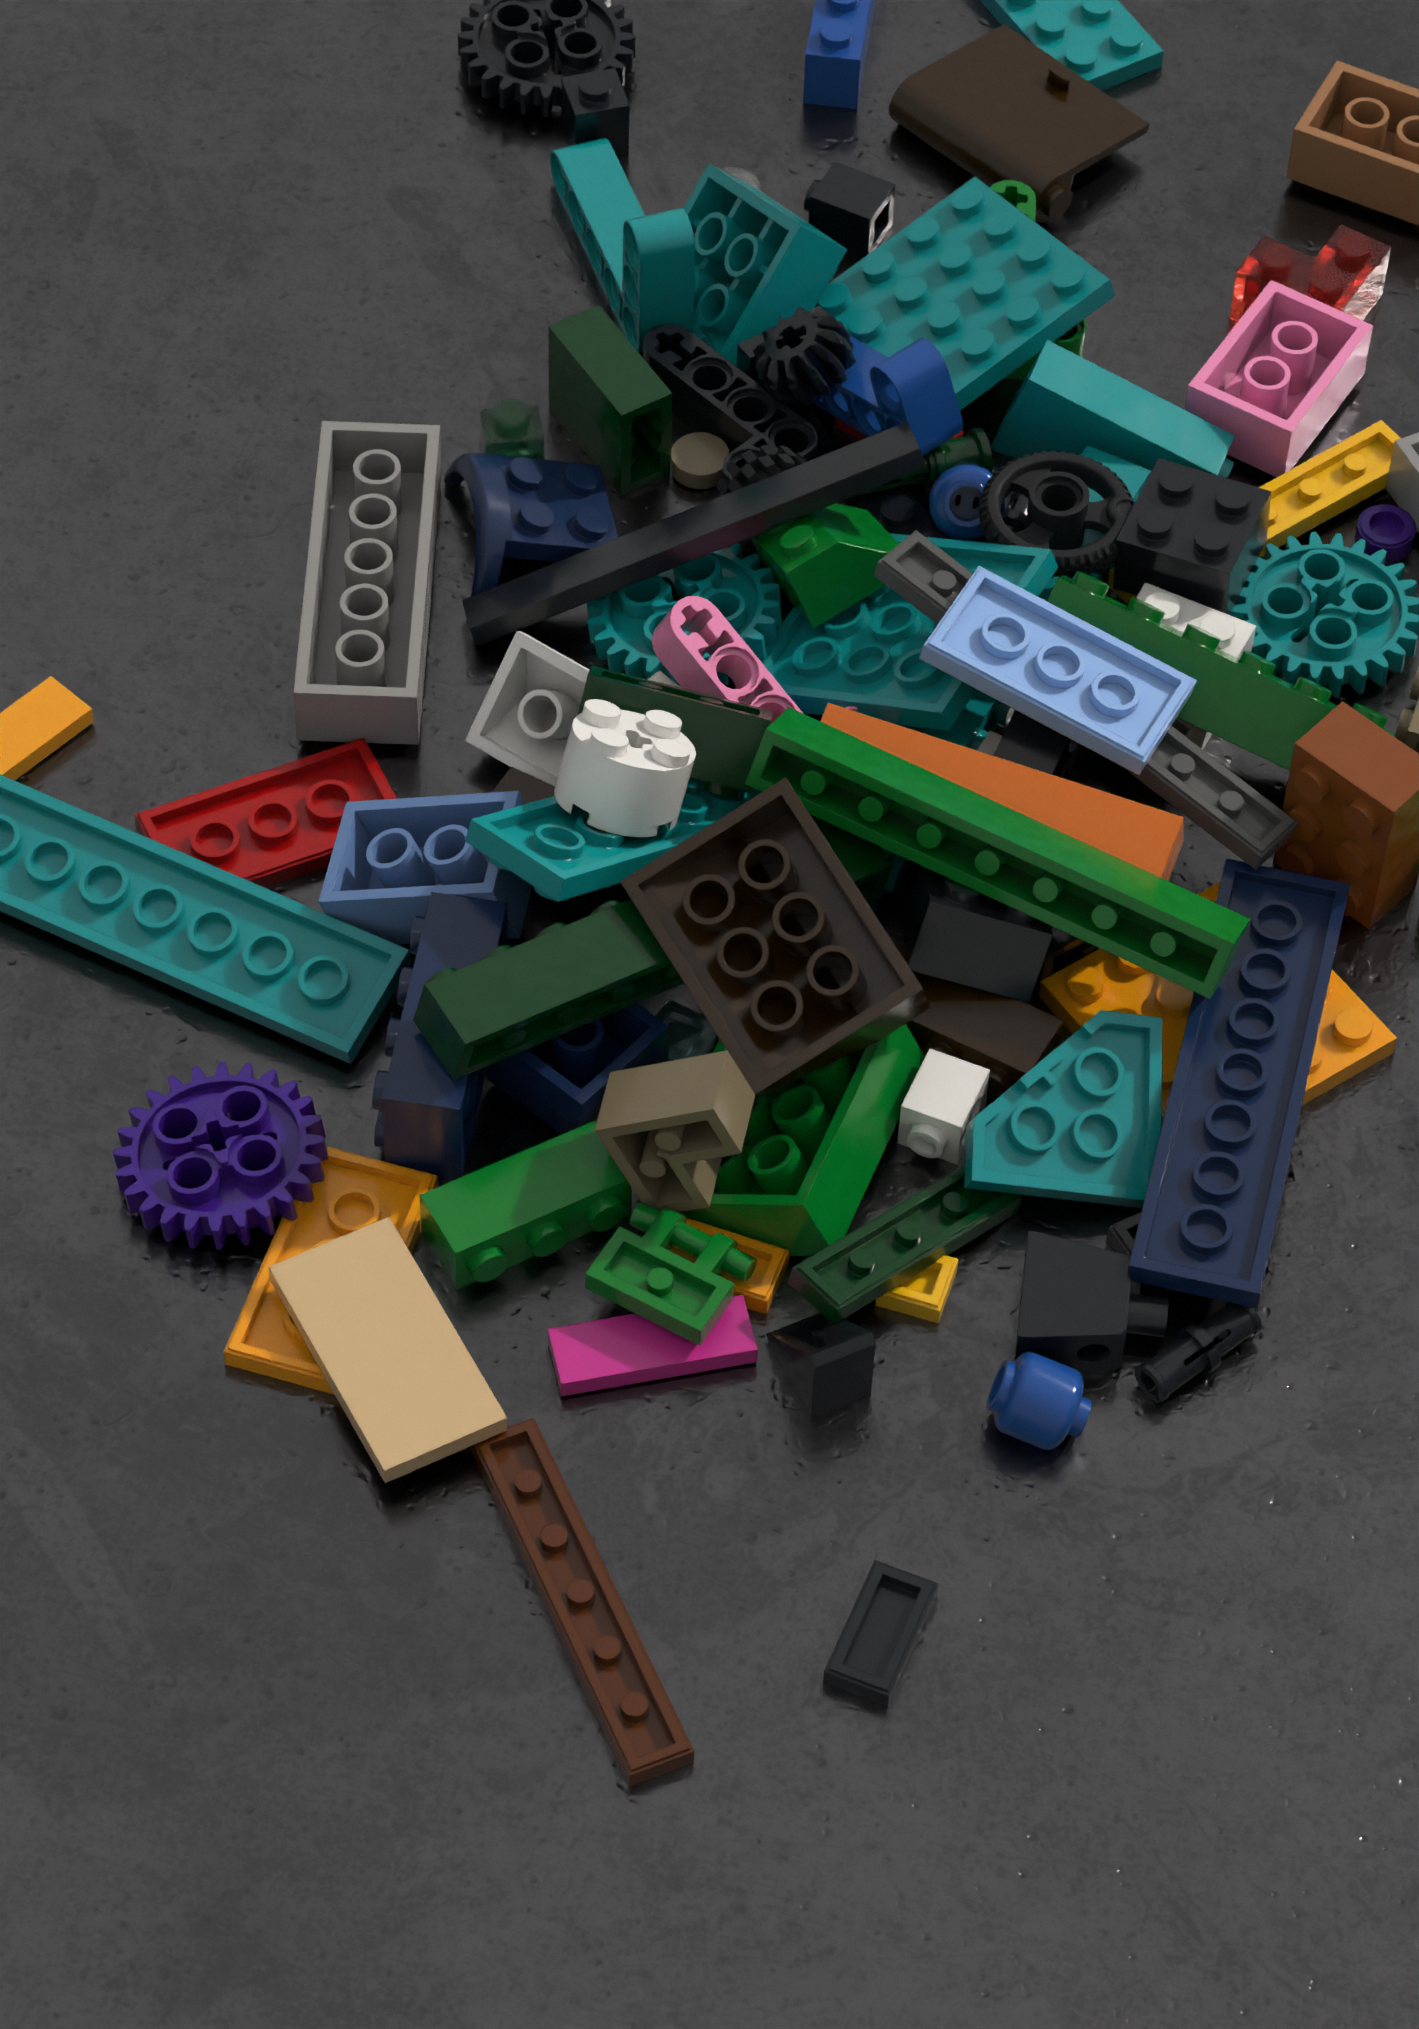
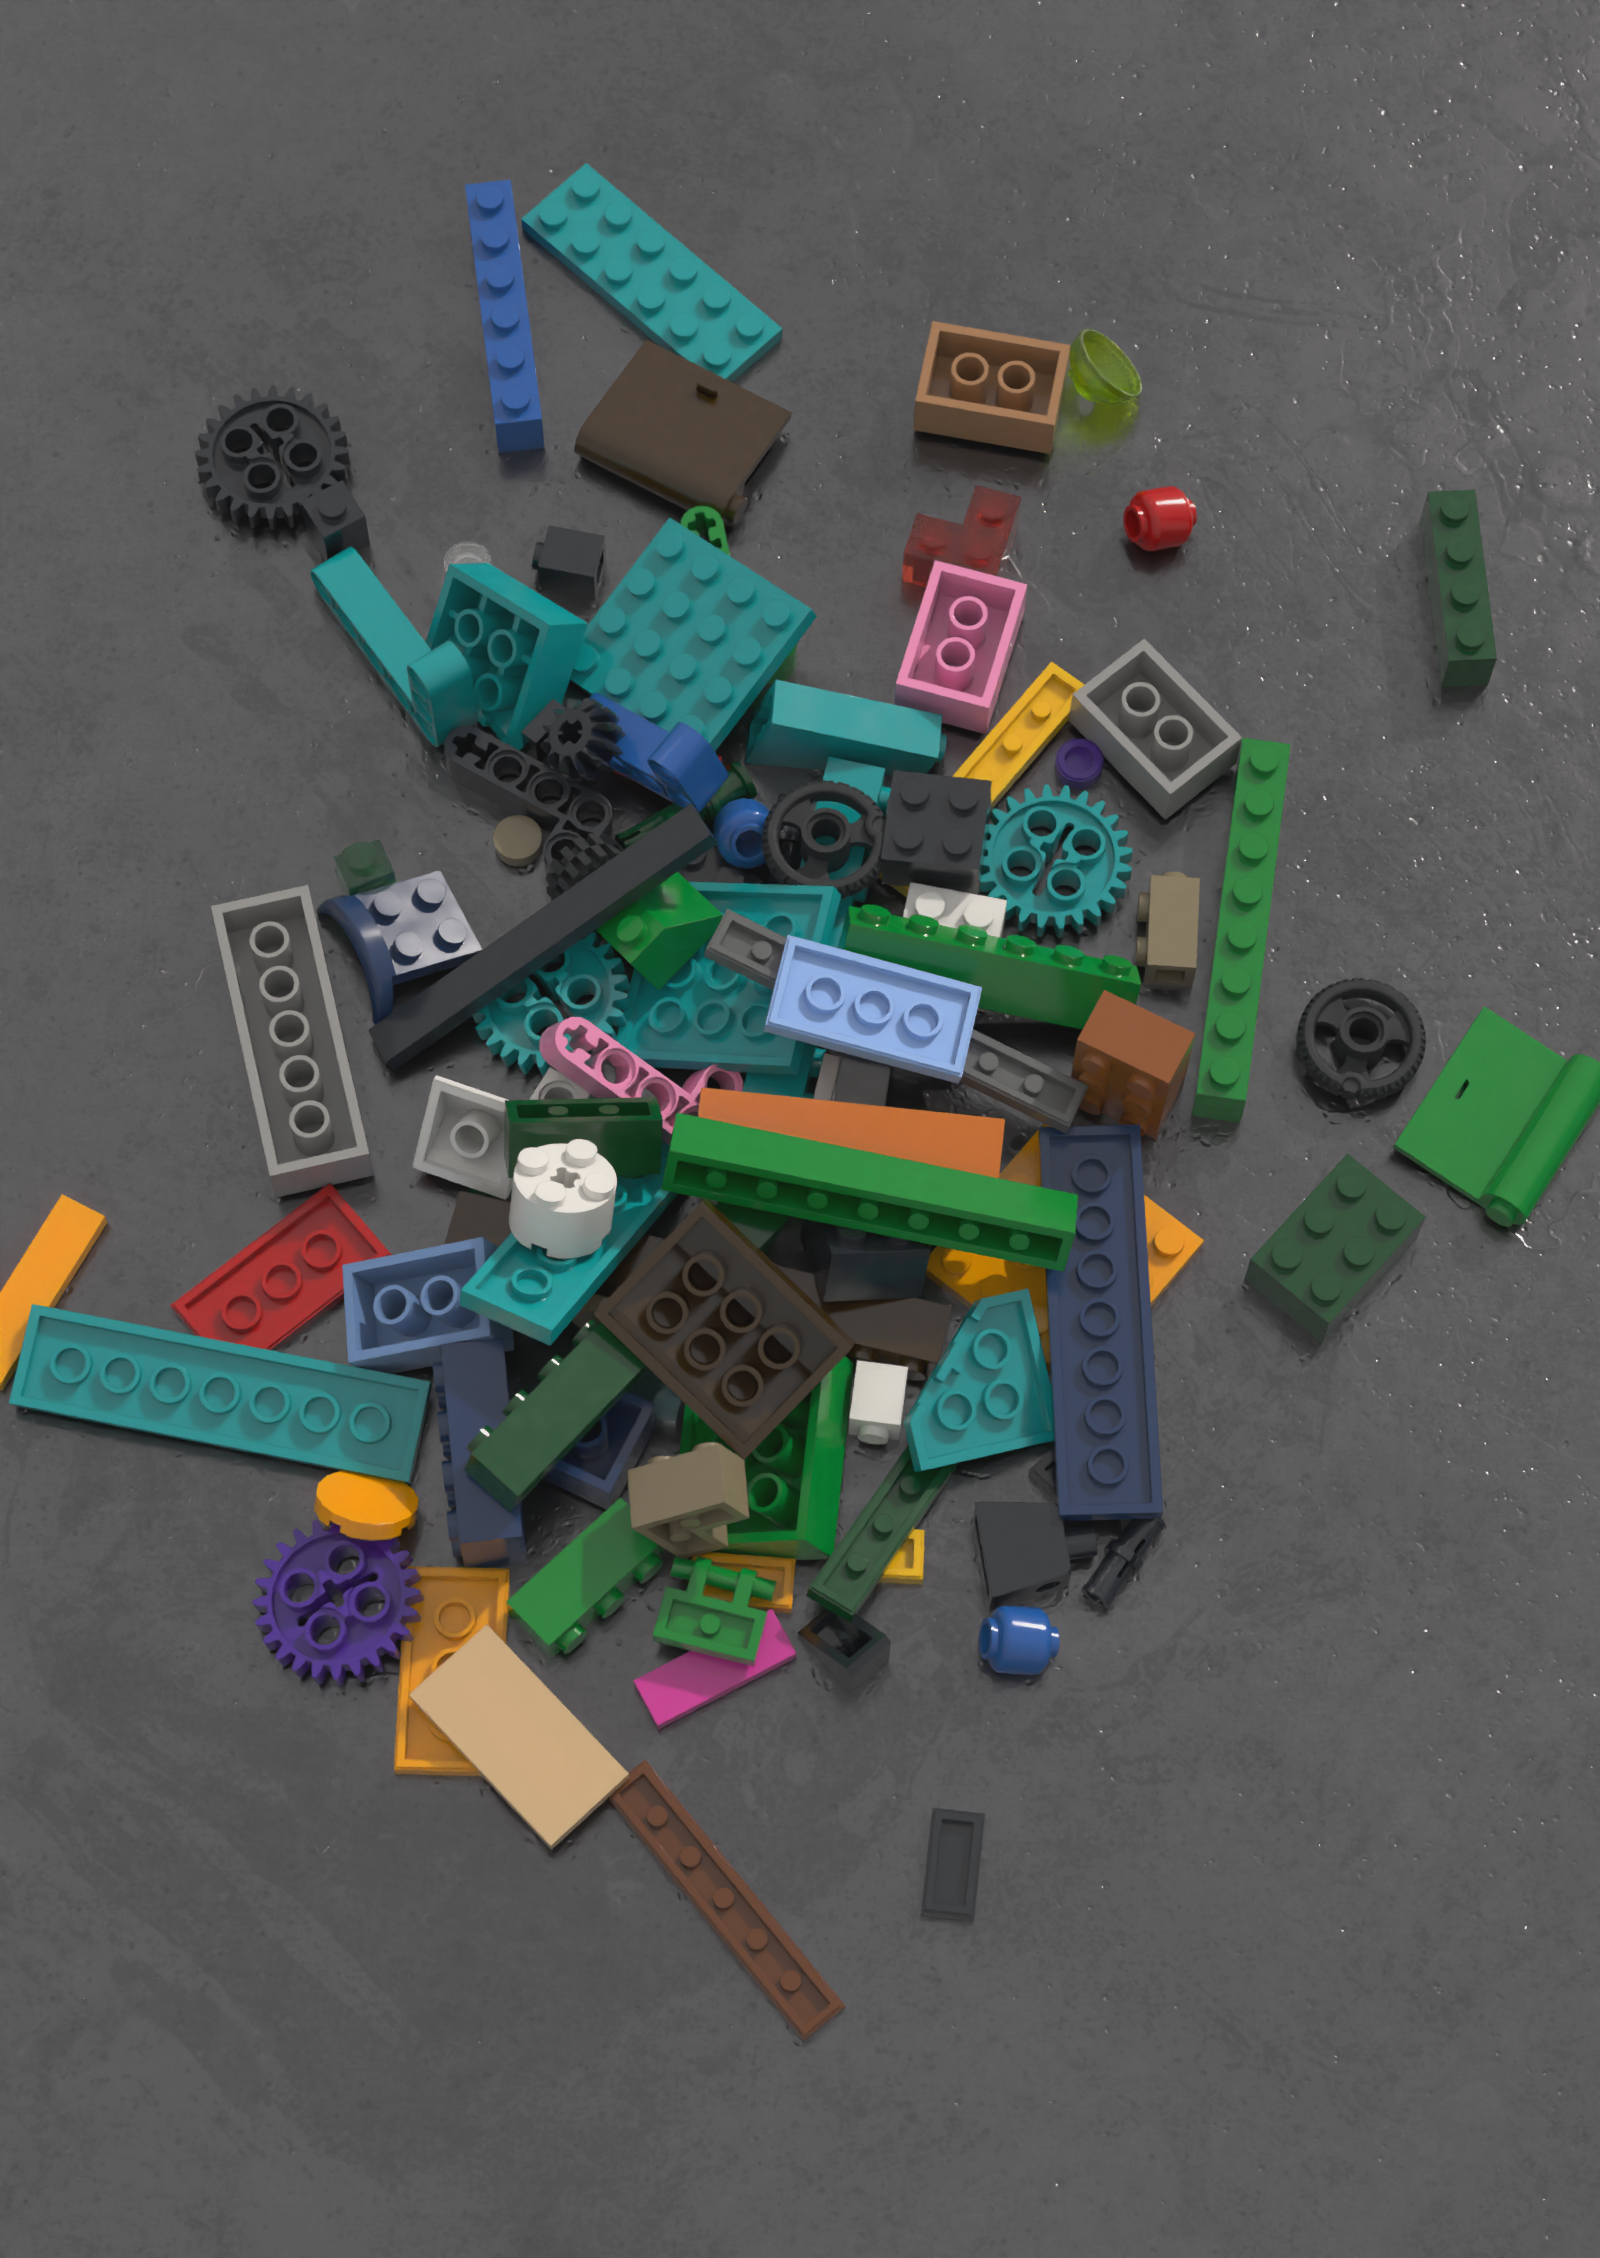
camera: 15 degrees left, 15 degrees up
(288, 1058) = (366, 1505): none -> light orange tile
(610, 400) = (433, 814): dark green brick -> none

